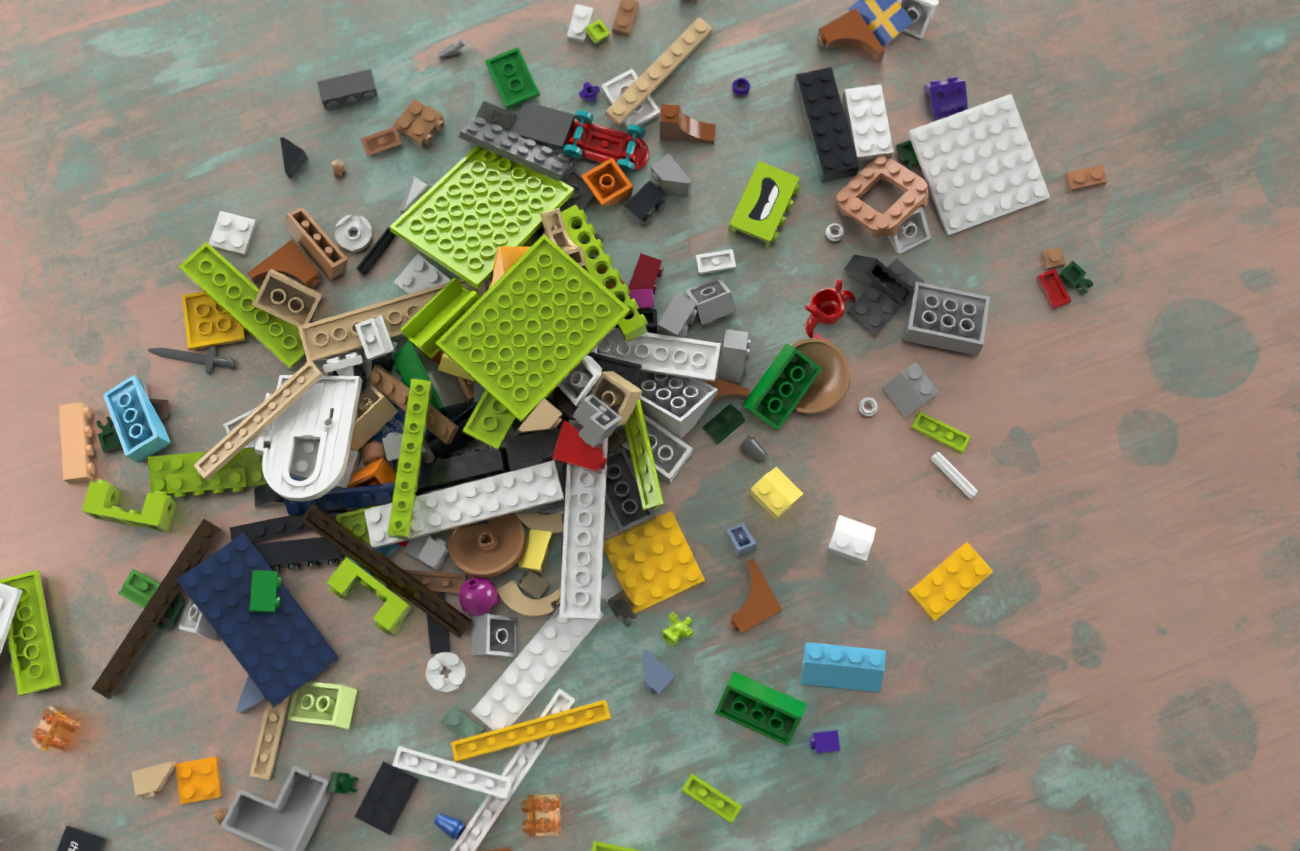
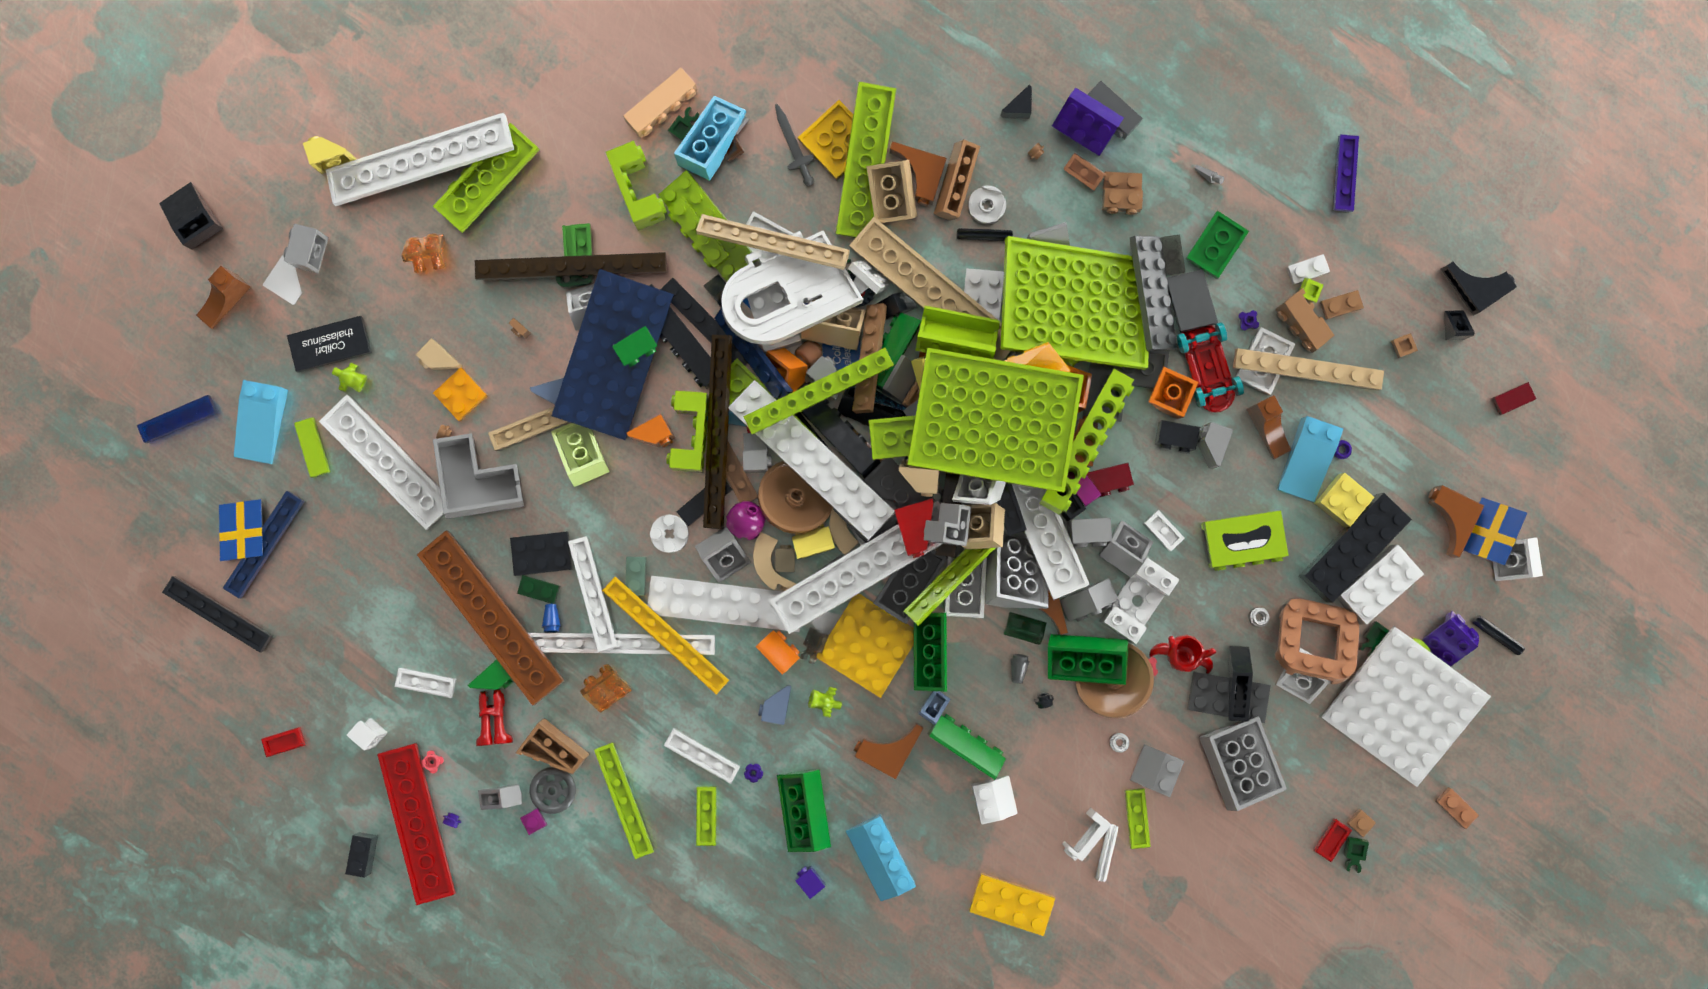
camera: 55 degrees right, 10 degrees up
(178, 689) = (519, 329): none -> medium nougat plate
(232, 233) = (920, 103): white plate -> none
(341, 783) = (528, 510): dark green plate -> none
(342, 111) = (1087, 121): none -> dark purple brick
(349, 628) = (653, 432): none -> orange slope
(374, 338) = (904, 288): white plate -> none
(416, 821) = (538, 589): none -> dark green plate
(556, 231) = (1092, 386): tan arch -> none
(609, 641) = (778, 651): none -> orange slope
(619, 50) = (1304, 321): none -> medium nougat wedge
(656, 768) = (702, 756): none -> white tile
(694, 510) = (931, 653): none -> green slope
(705, 731) = (748, 773): none -> dark purple plate
(731, 114) = (1309, 458): none -> medium azure slope
(753, 299) = (1151, 584): none -> white plate
(775, 493) = (993, 711): light yellow slope -> none
(782, 109) = (1344, 500): none -> light yellow brick
(793, 532) = (967, 746): none -> slope
(794, 445) = (1044, 700): none -> black plate
(933, 478) = (1090, 837): none -> white panel
(966, 62) = (1498, 635): none -> black axle

